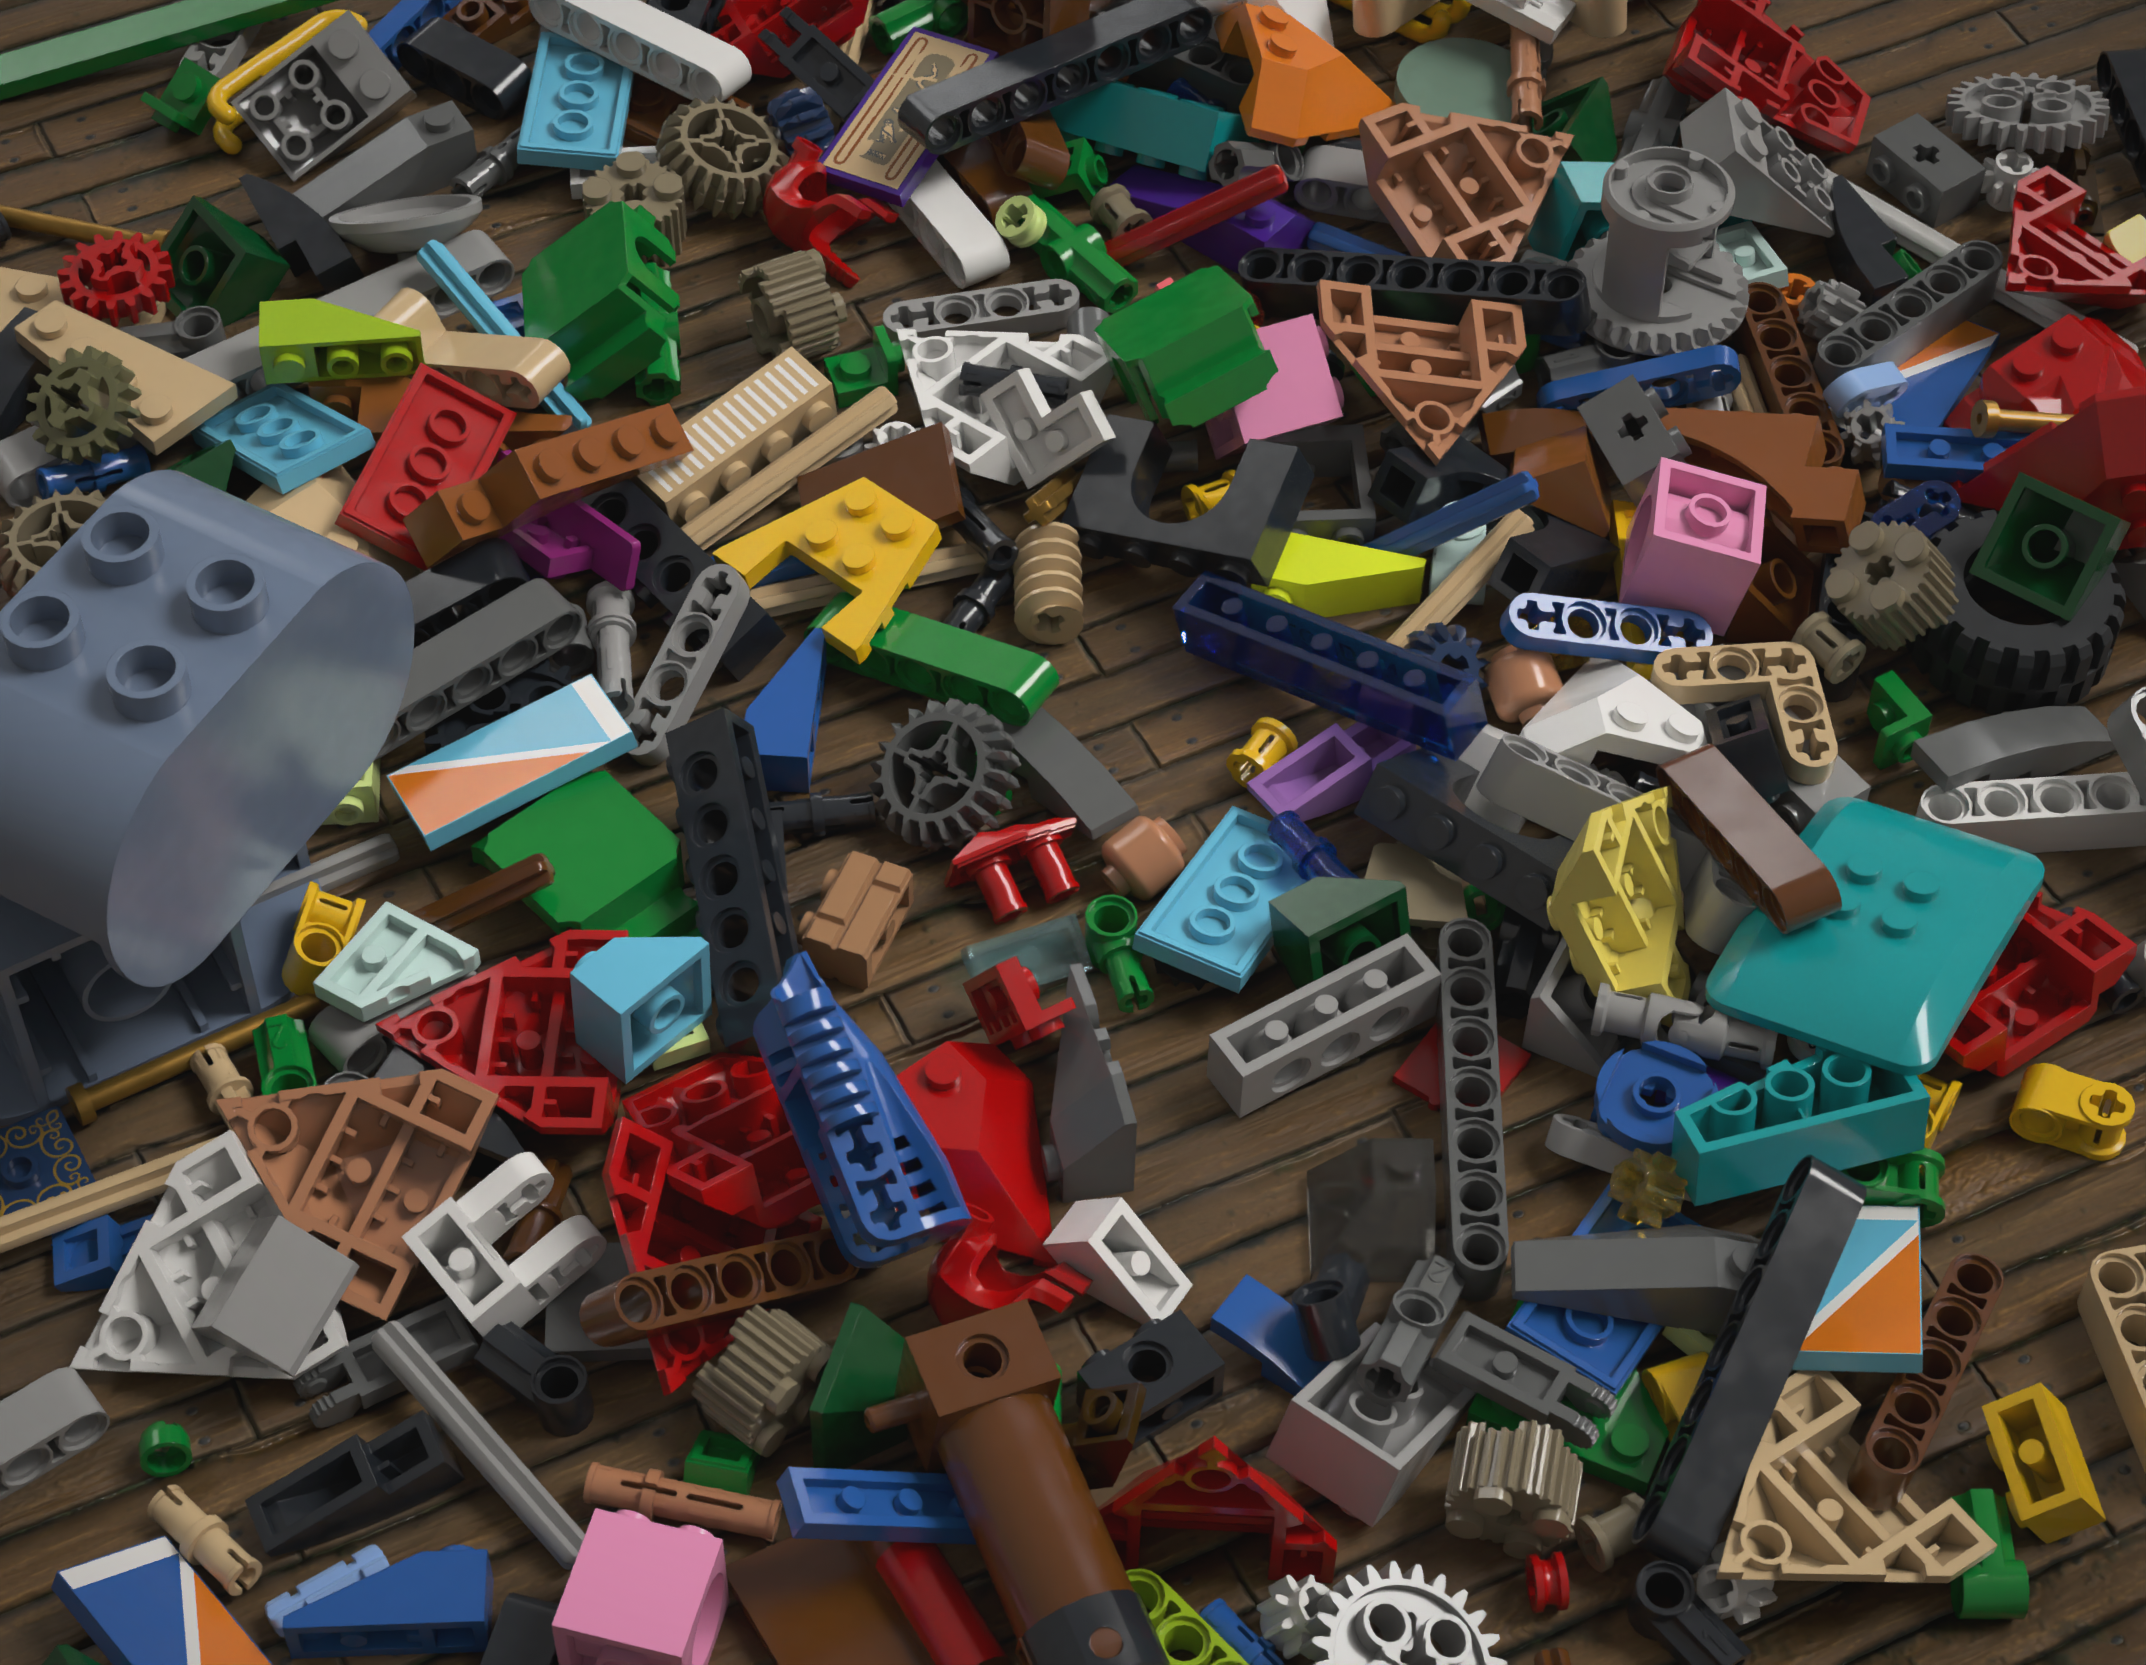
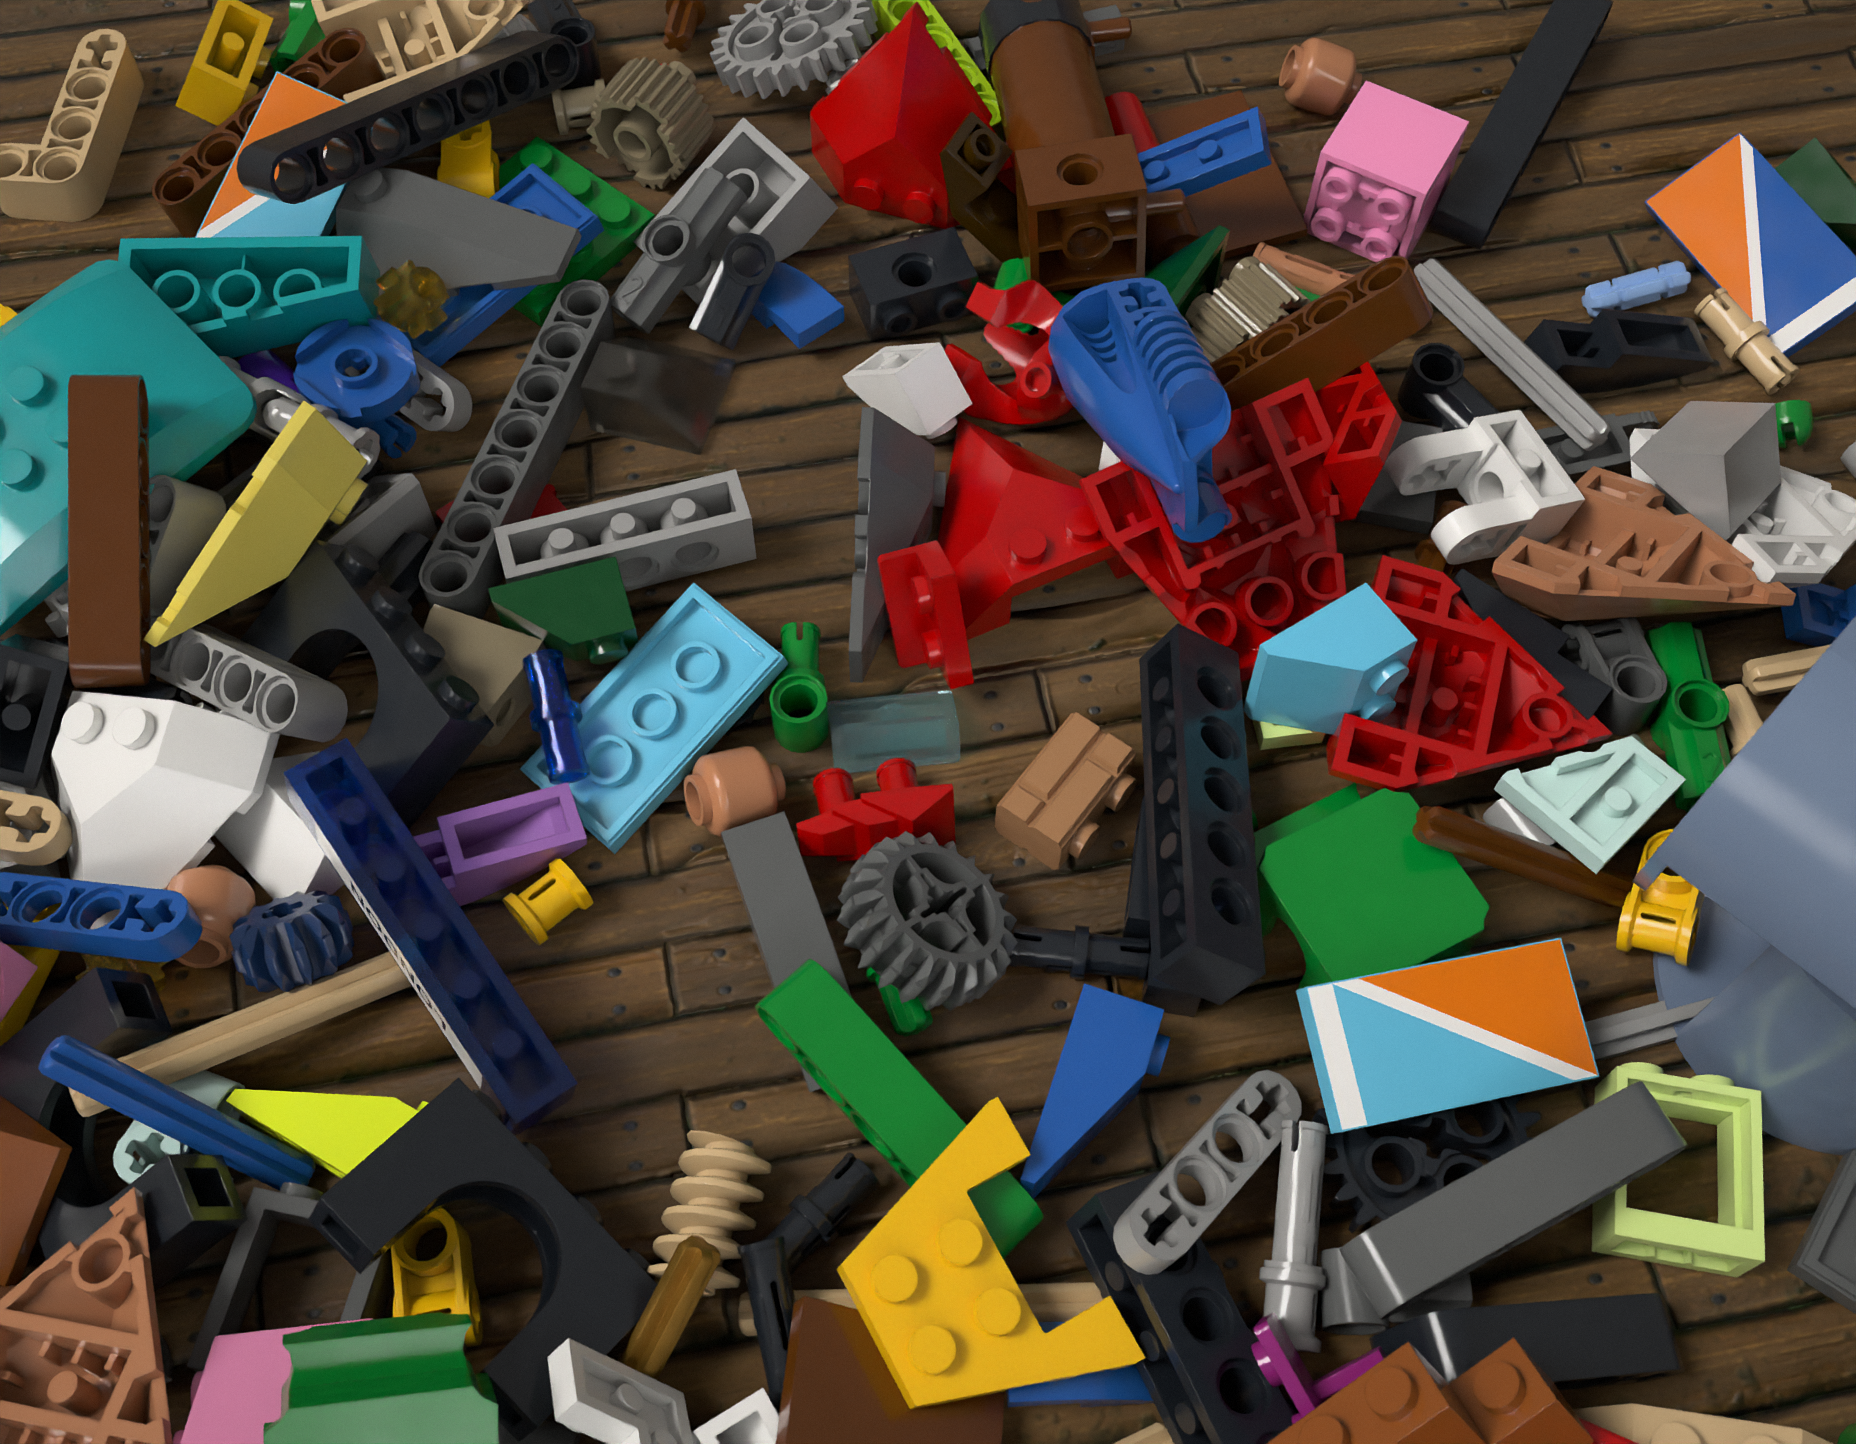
camera: 165 degrees left, 10 degrees up
(412, 1607) = (1569, 247): blue slope -> none
(1523, 1379) = (606, 191): dark grey hinge -> none

